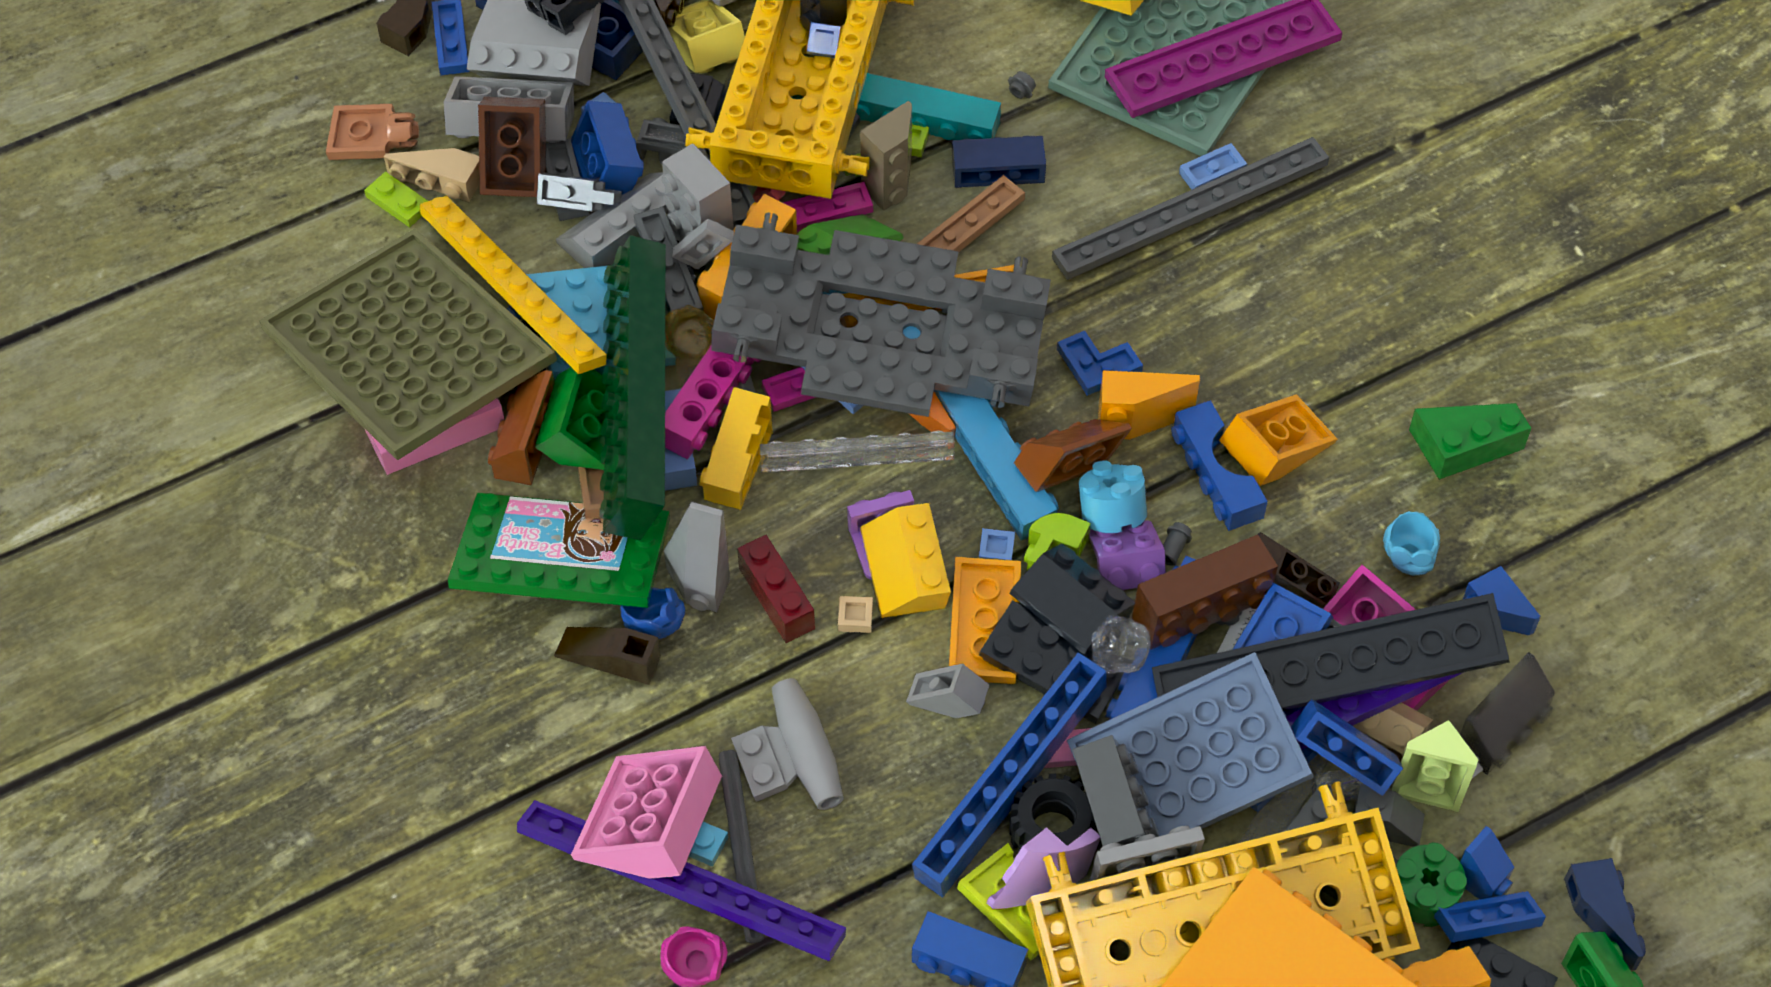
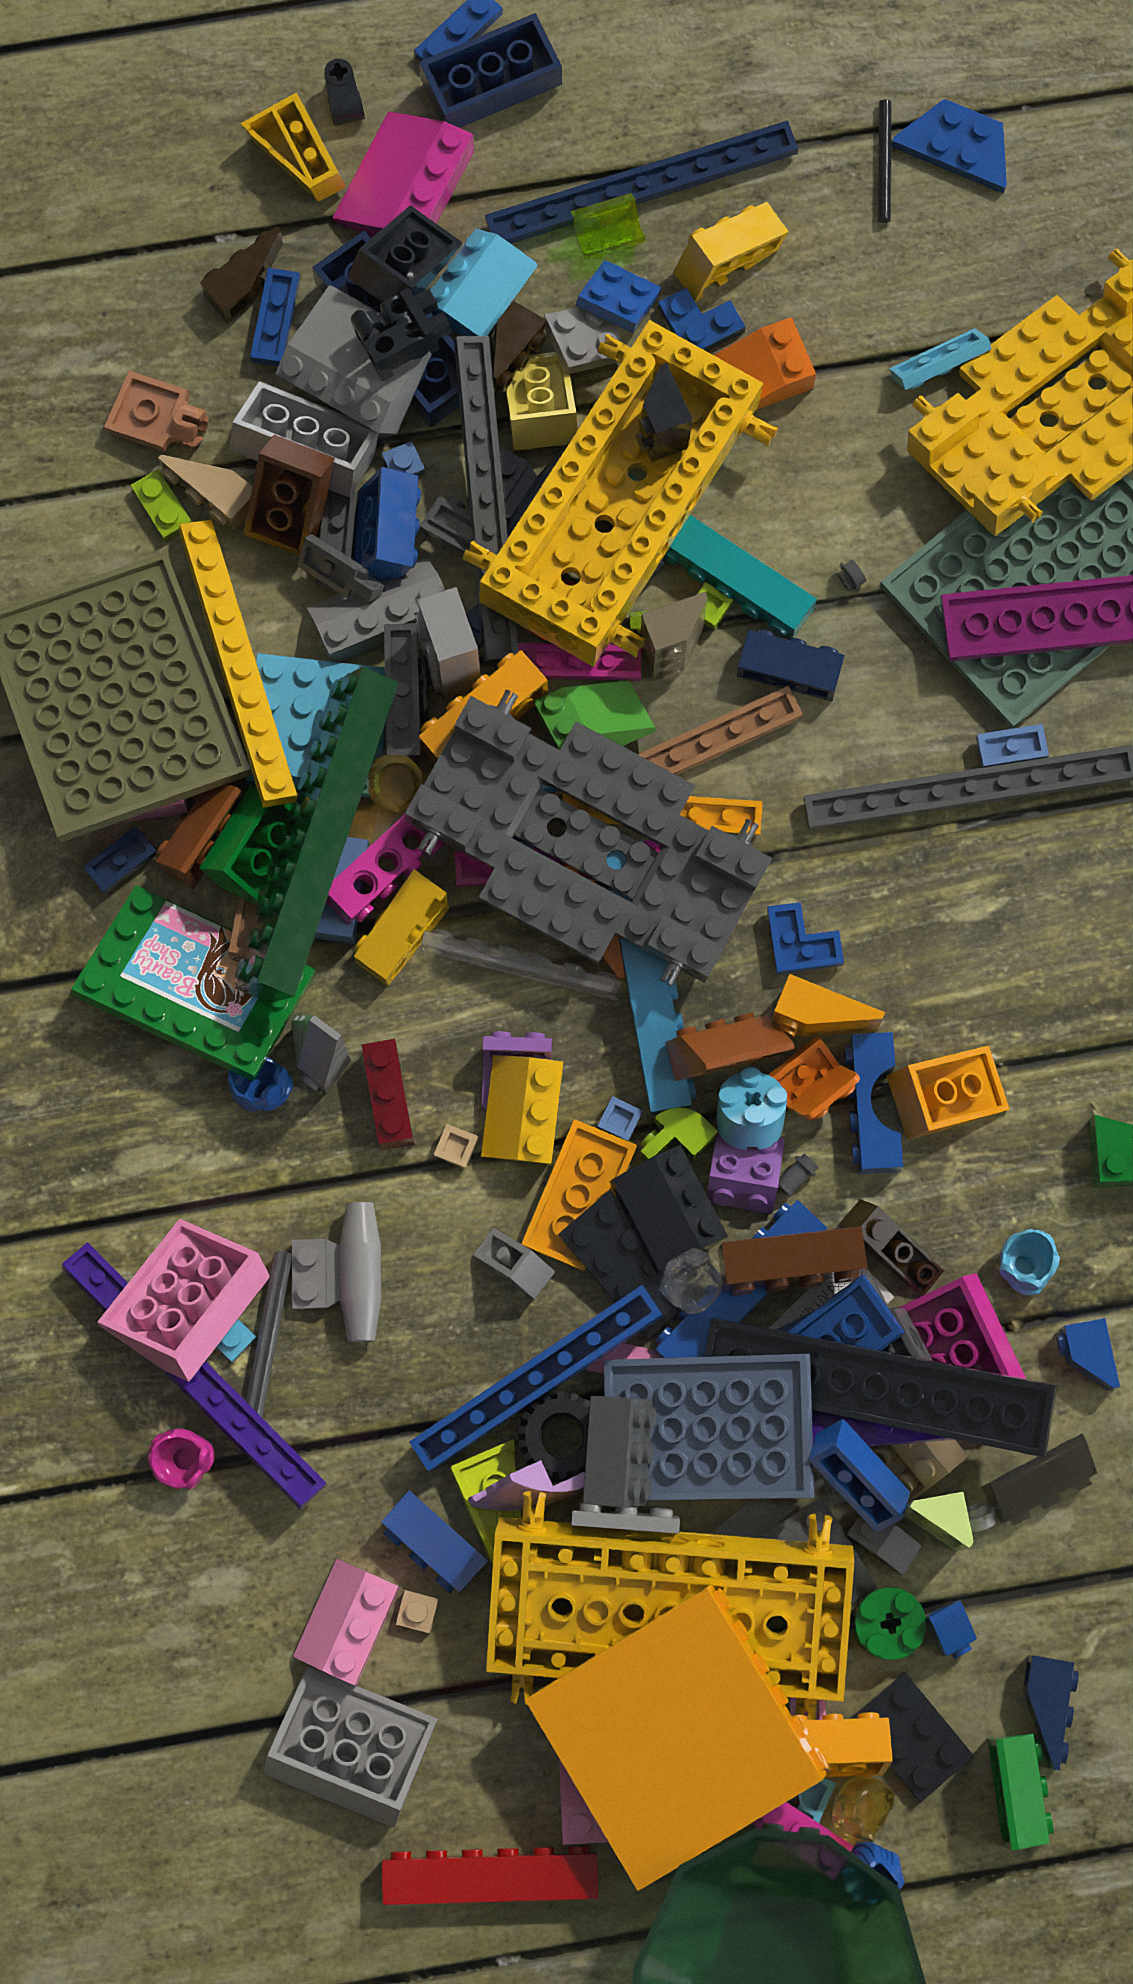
camera: 20 degrees right, 20 degrees up
(455, 477) = (120, 860): none -> dark blue plate
(611, 651) = (206, 1108): dark brown slope -> none
(703, 244) = (438, 691): light grey plate -> none
(823, 40) = (650, 472): plate -> none
(1160, 458) = (814, 1080): none -> orange bracket
(1490, 916) = (934, 1677): blue plate -> none

